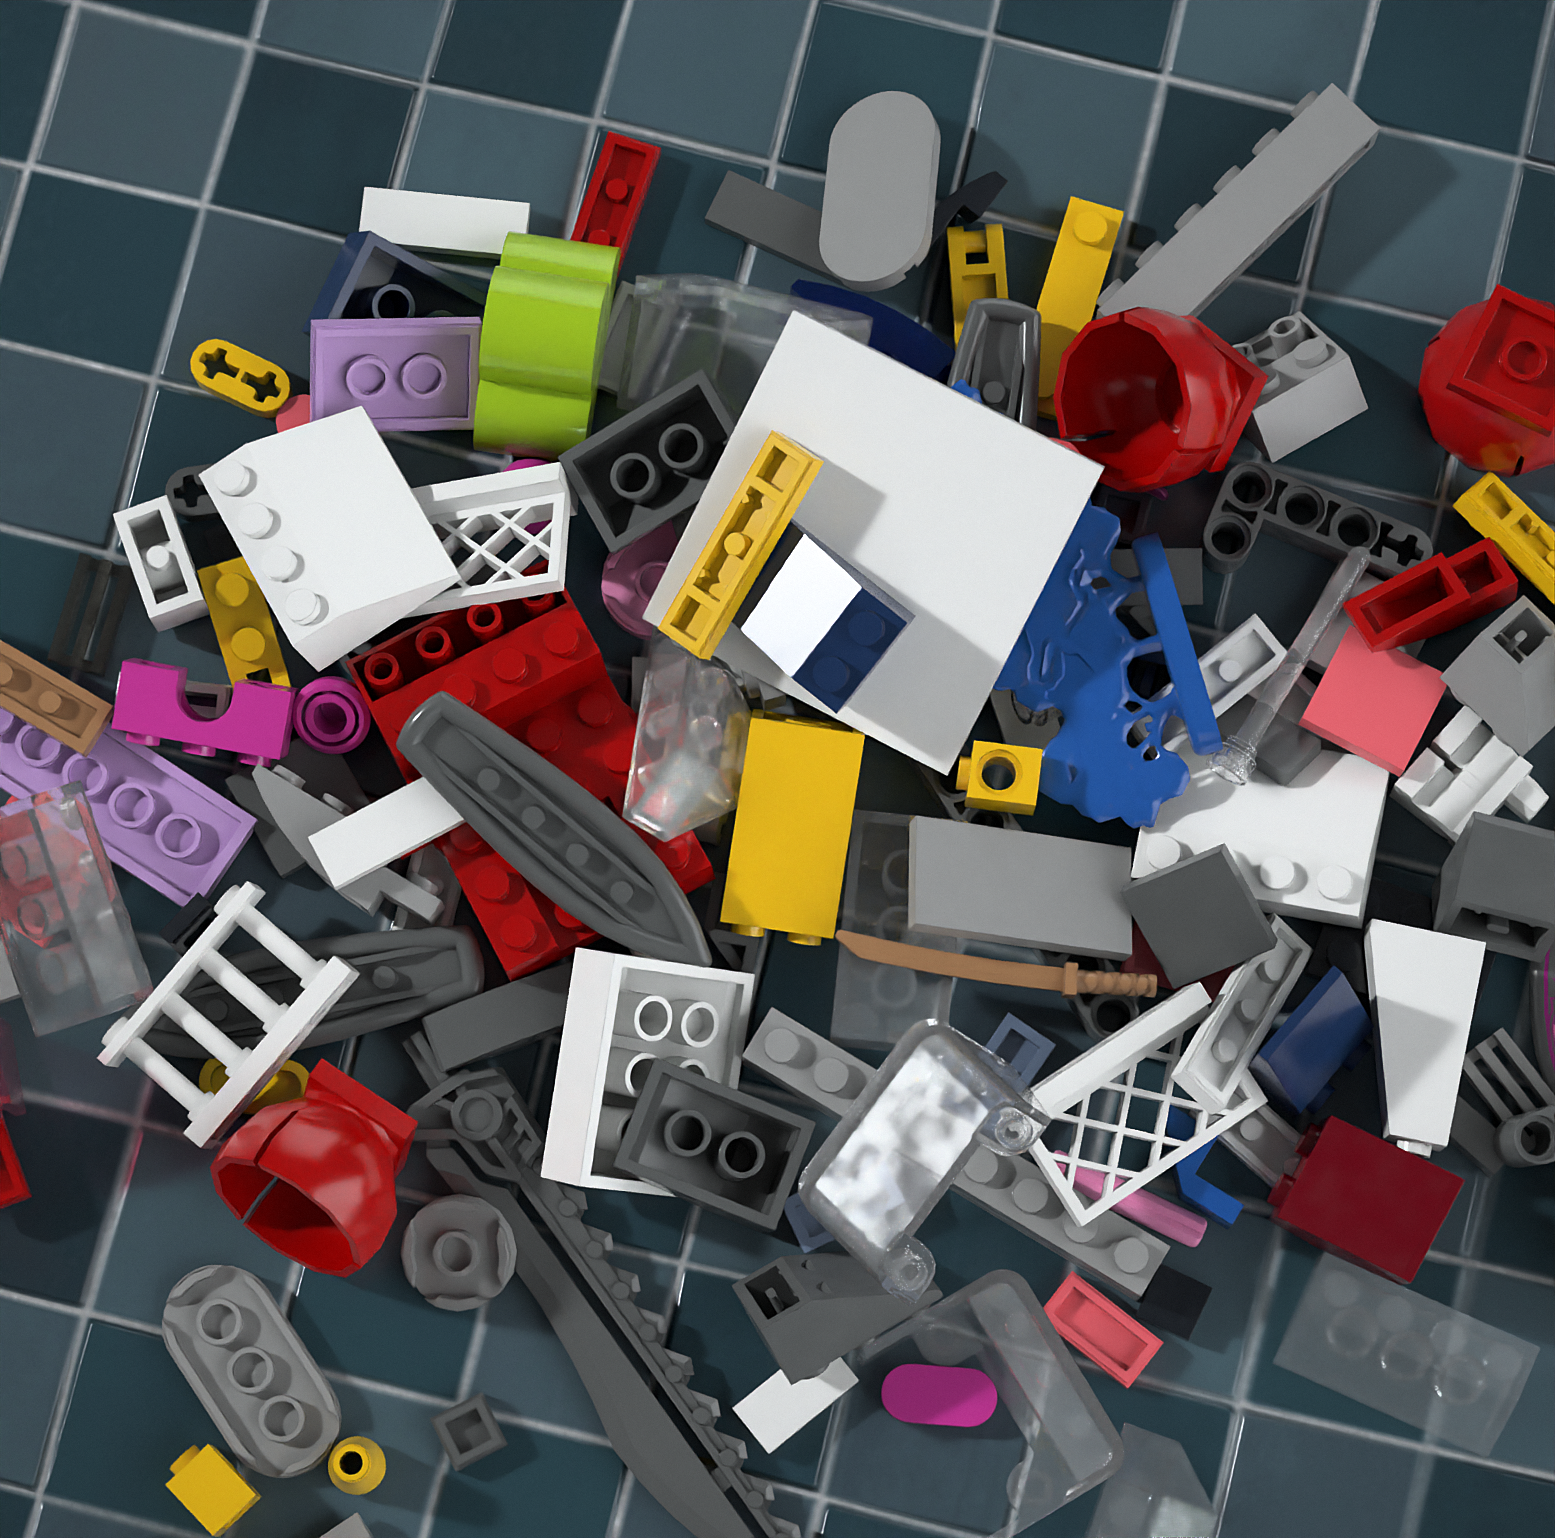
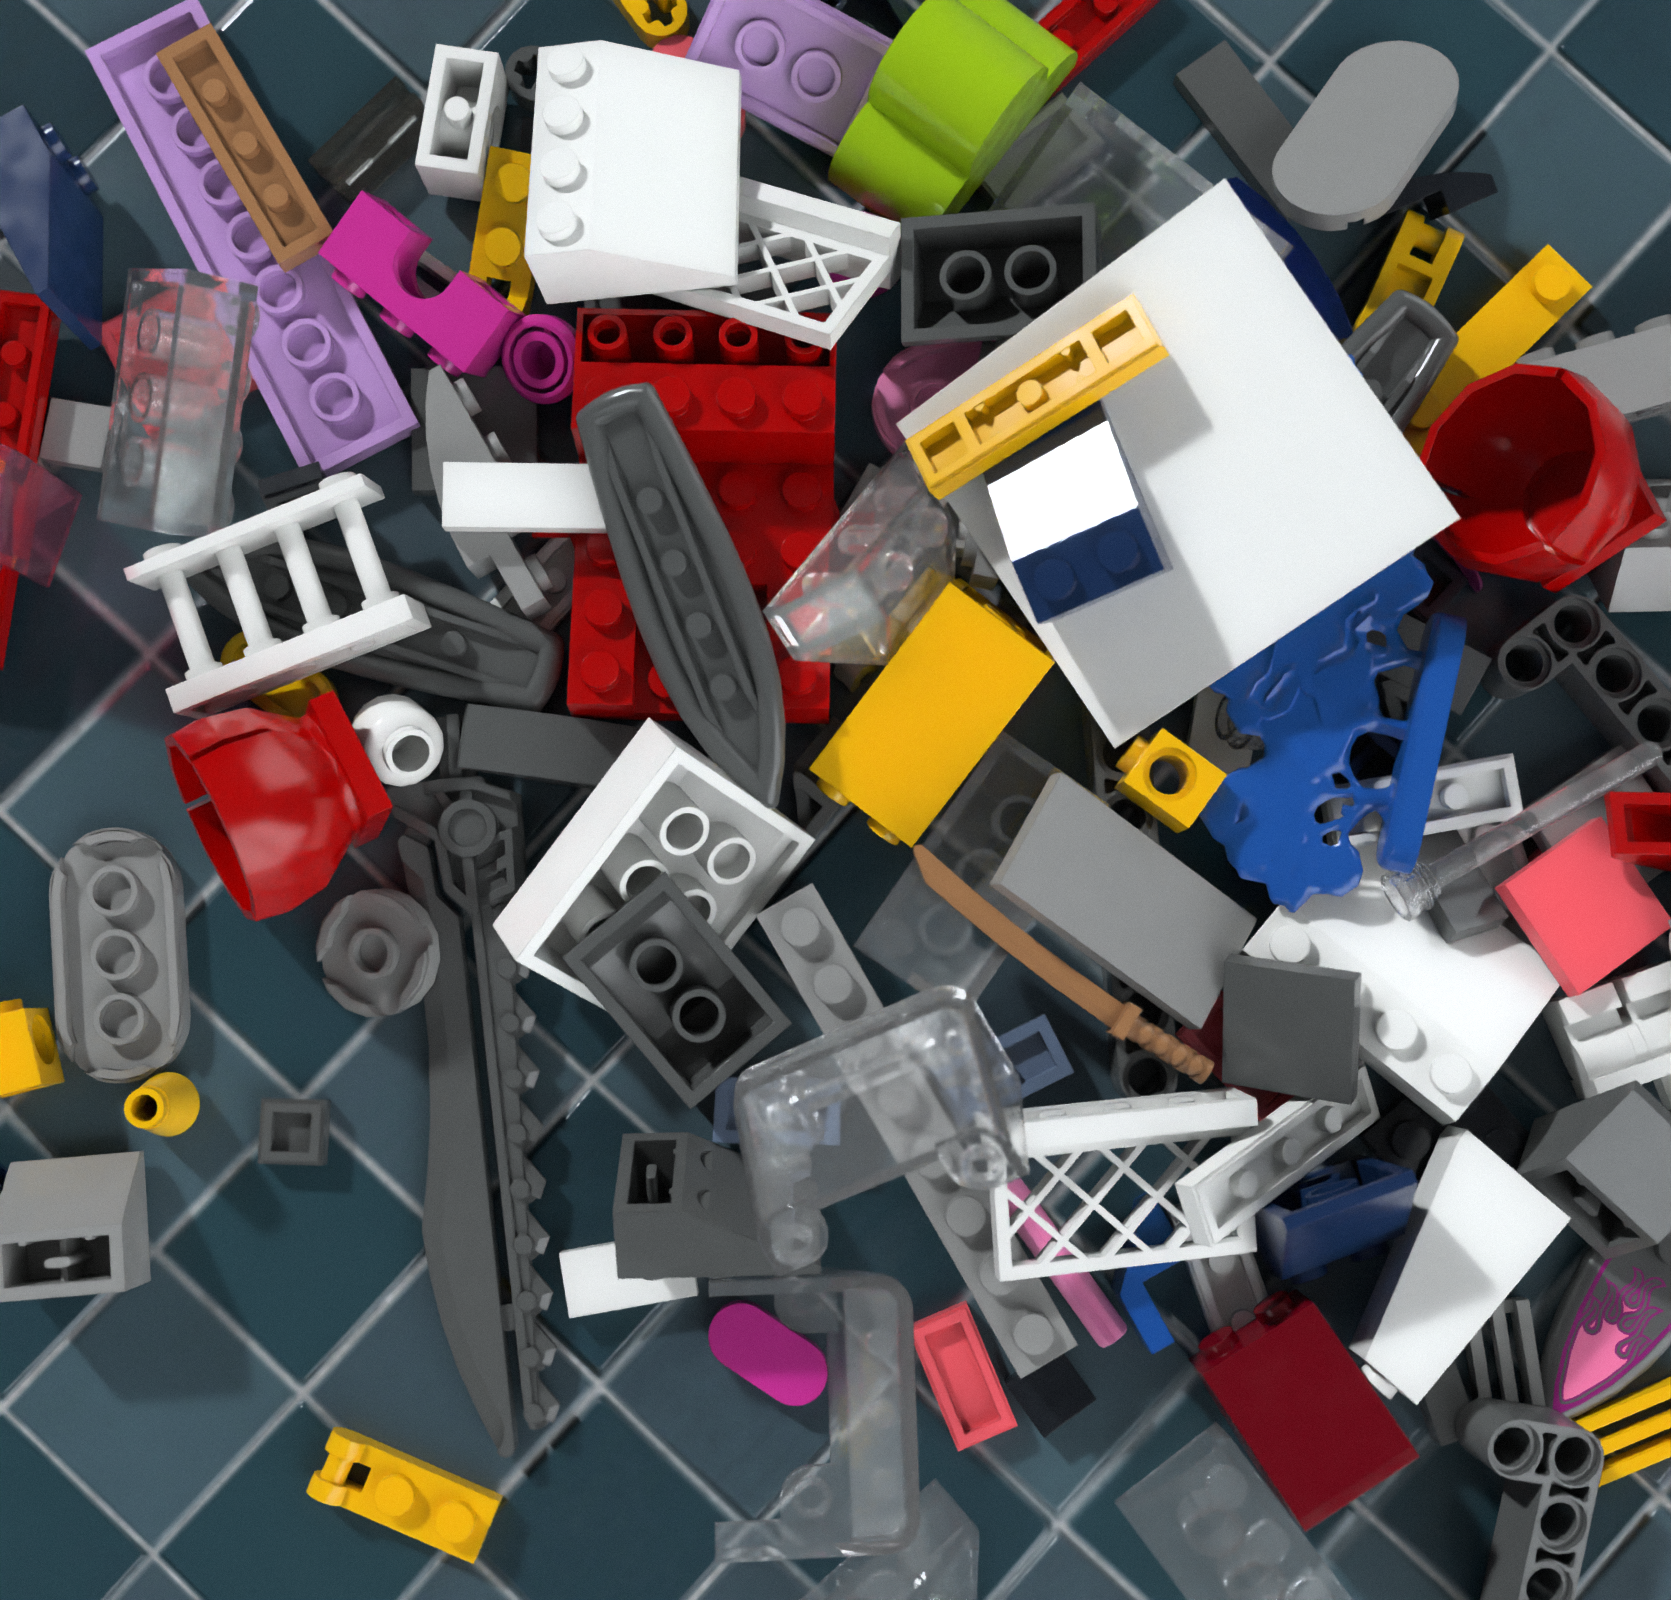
camera: 25 degrees right, 5 degrees up
(388, 1070) = (399, 739): none -> white head

